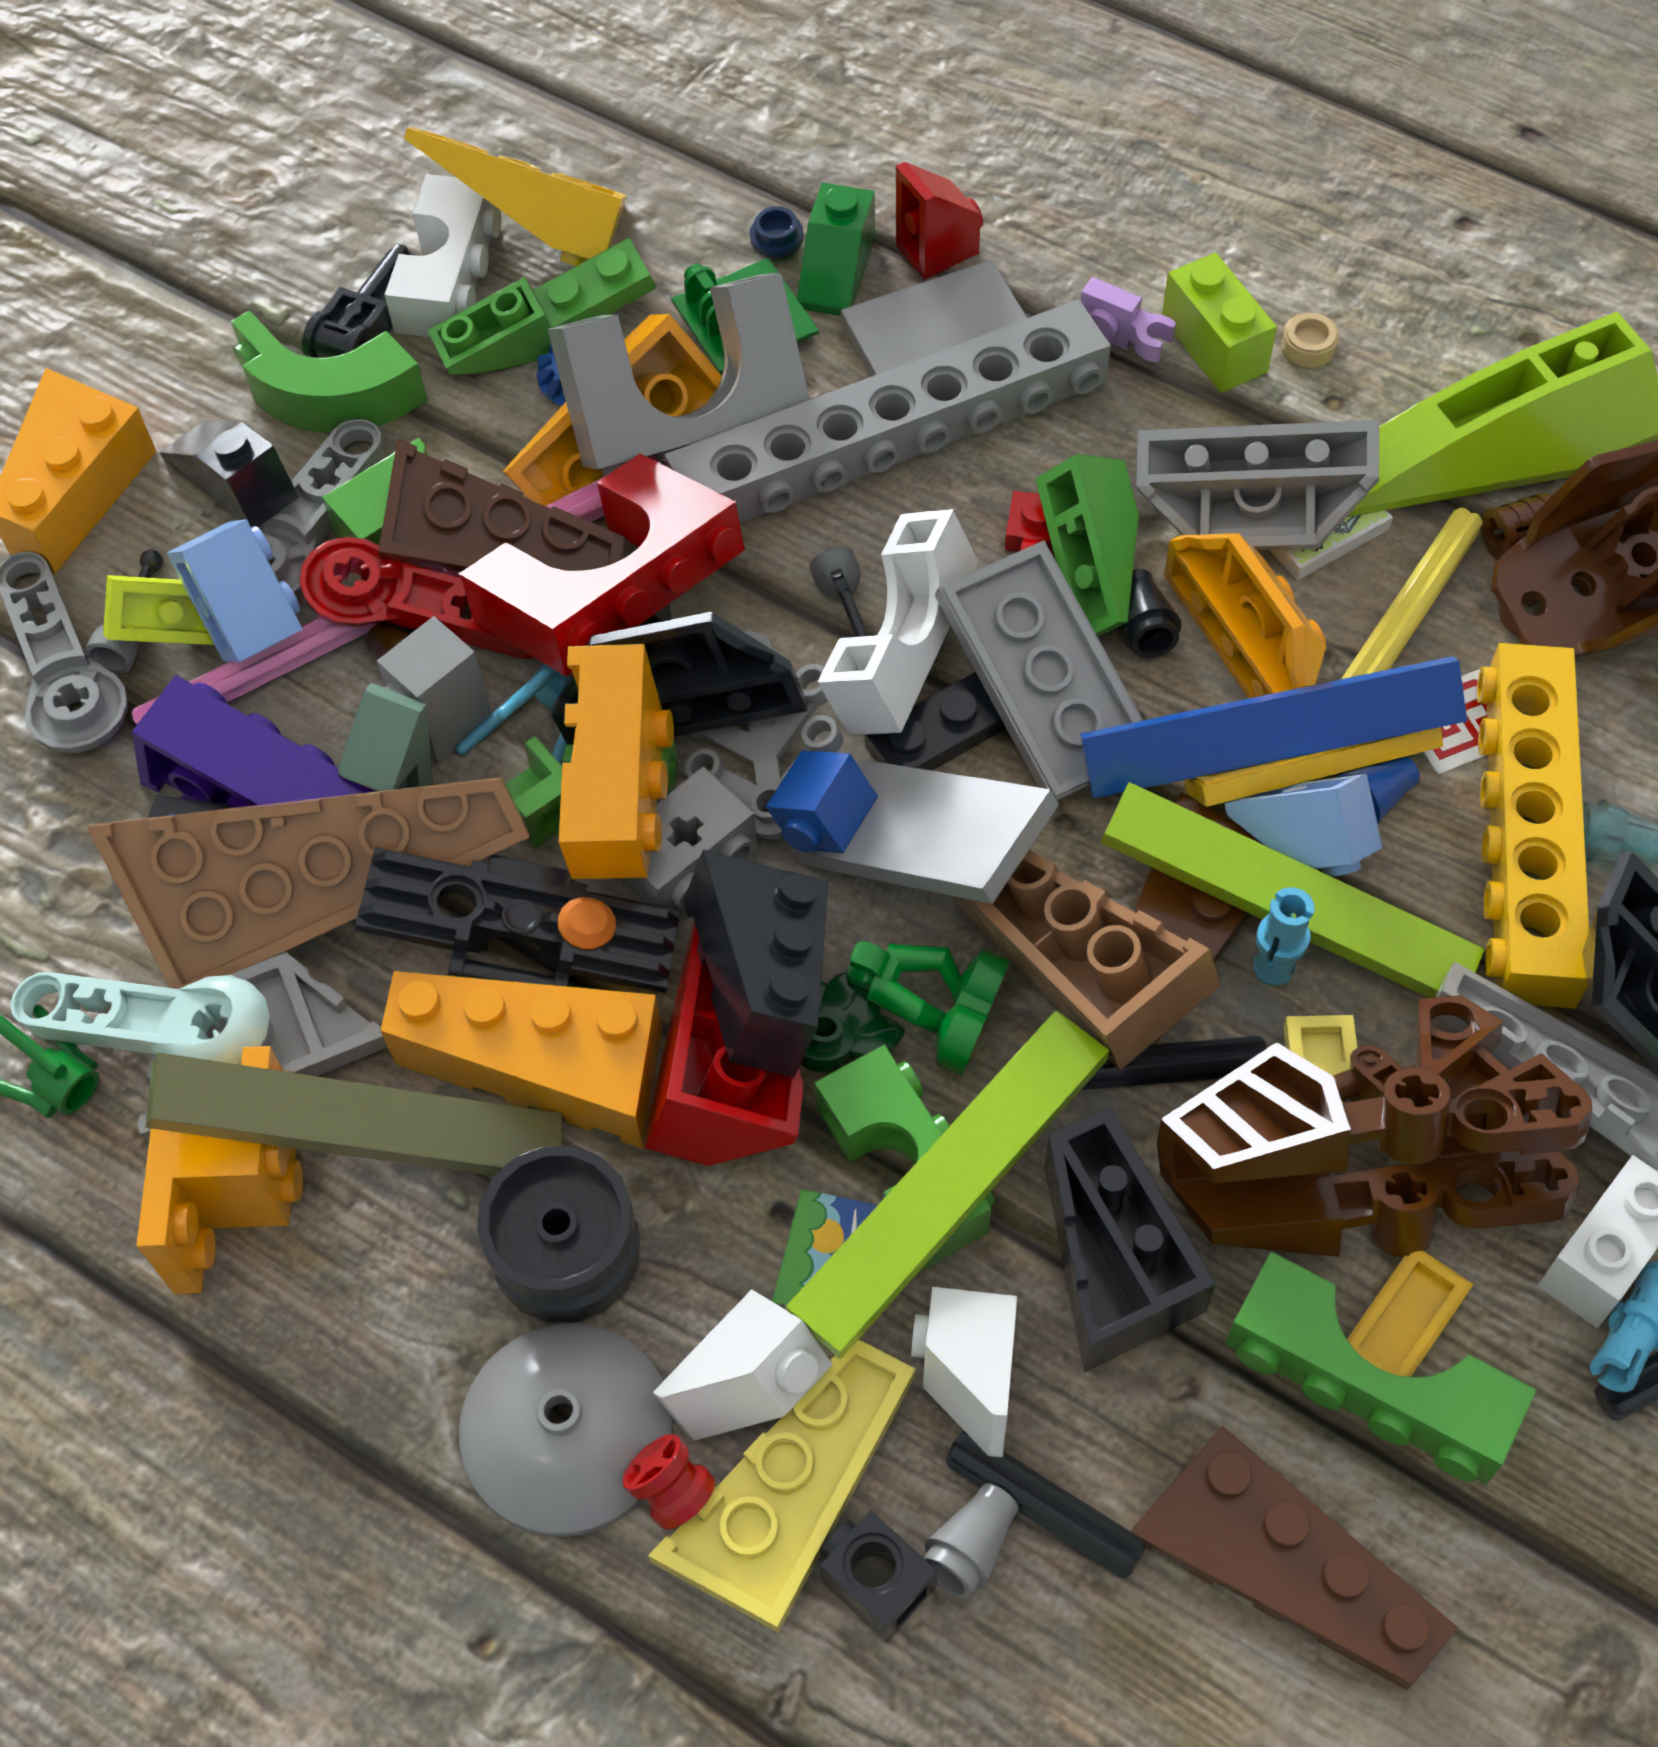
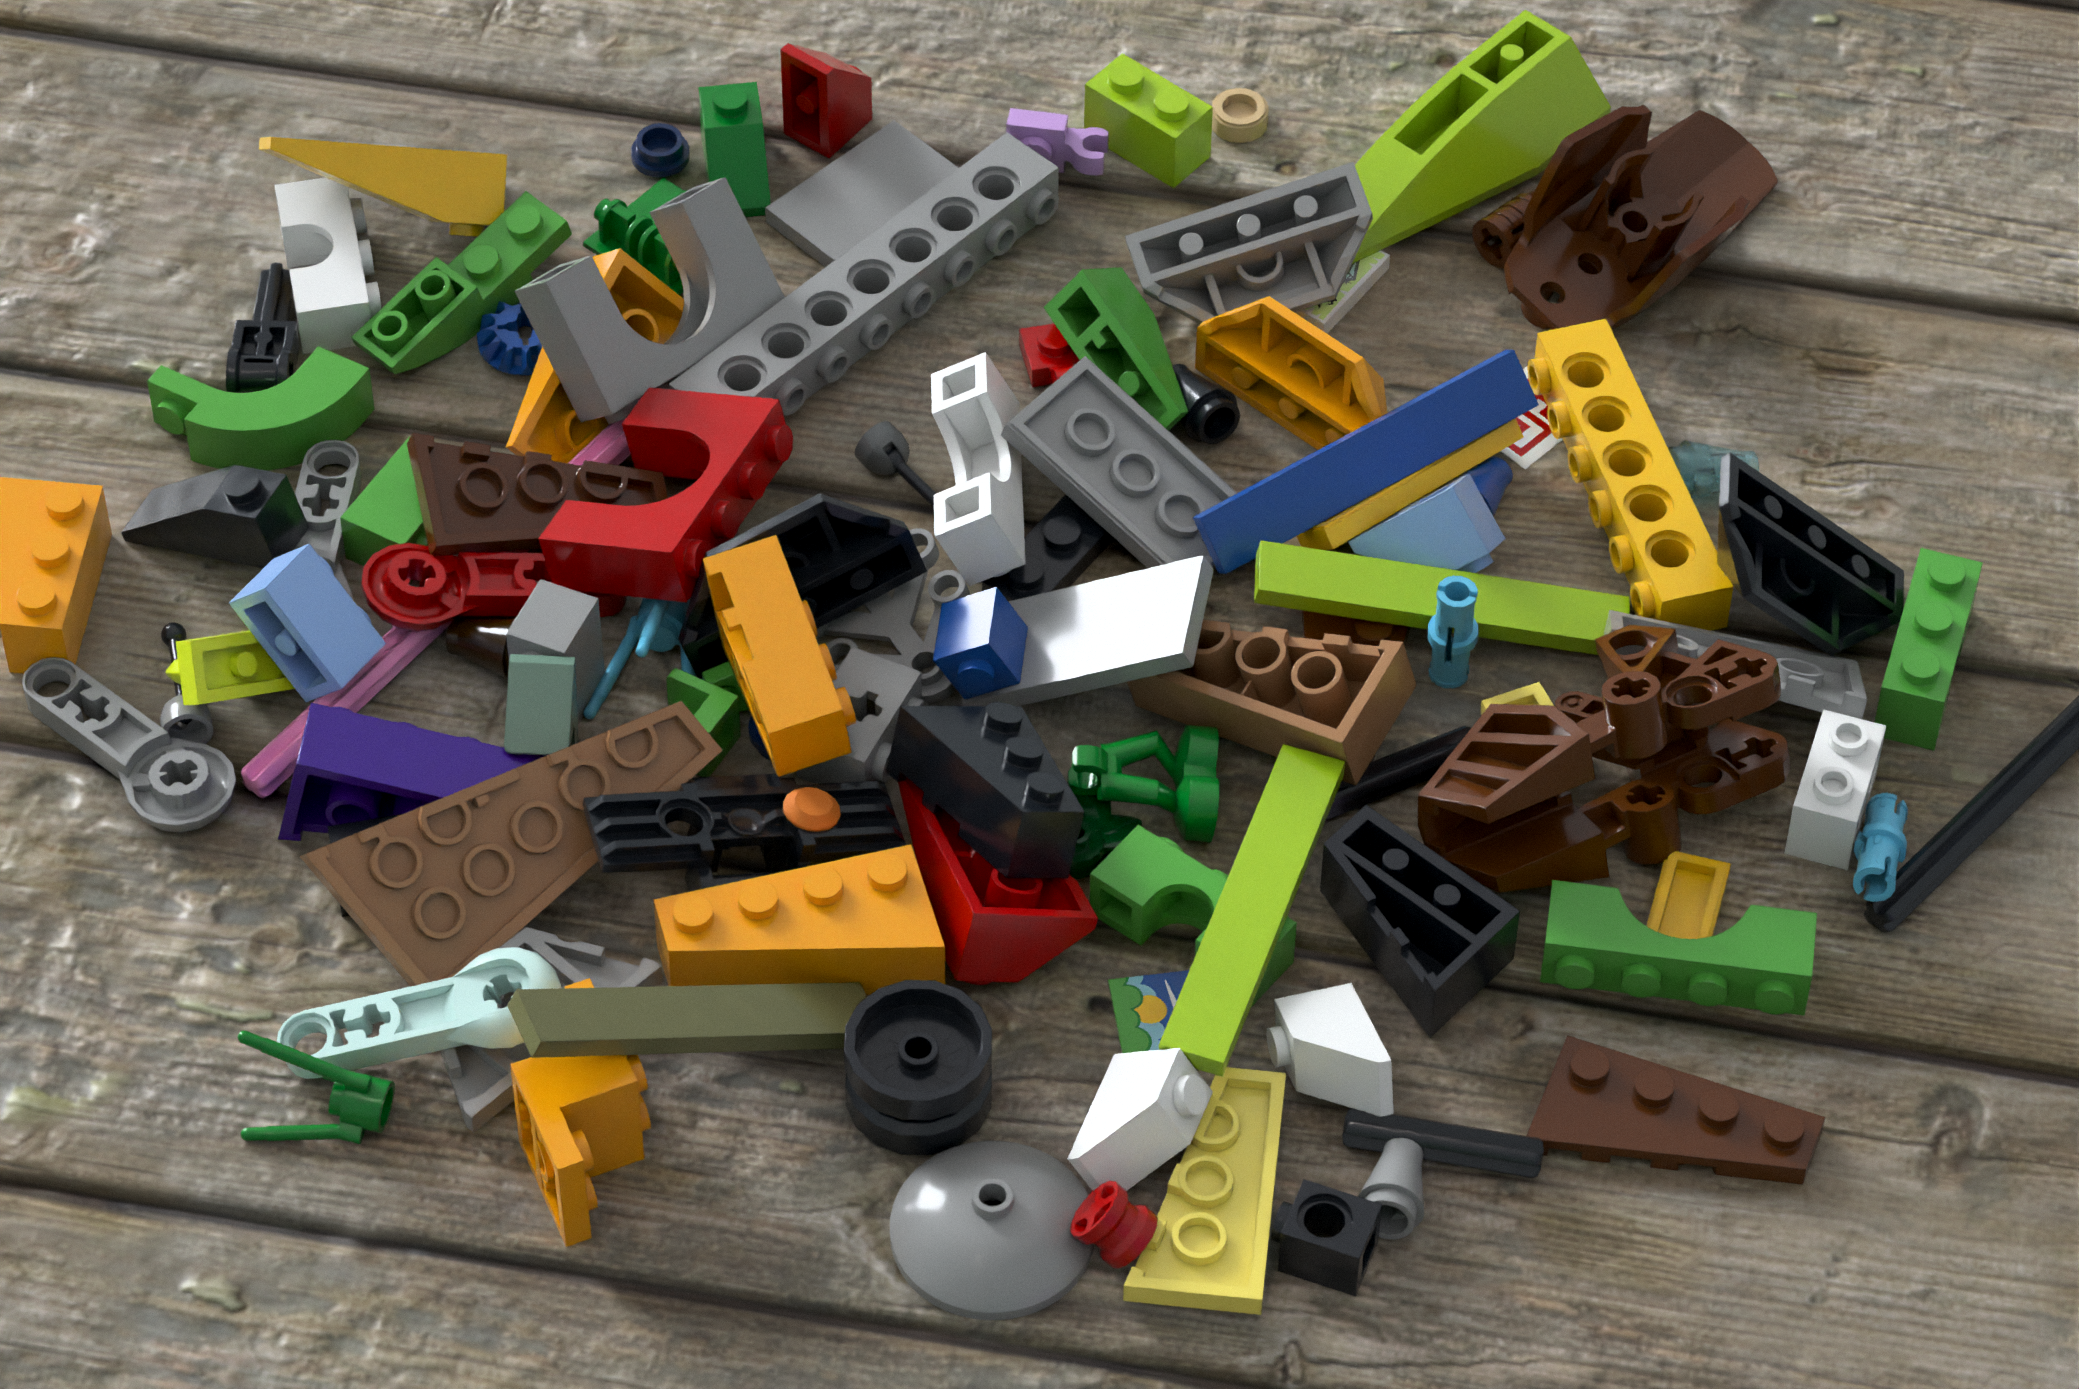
camera: 25 degrees left, 10 degrees down
(1417, 594) = (1442, 312): light yellow axle -> none

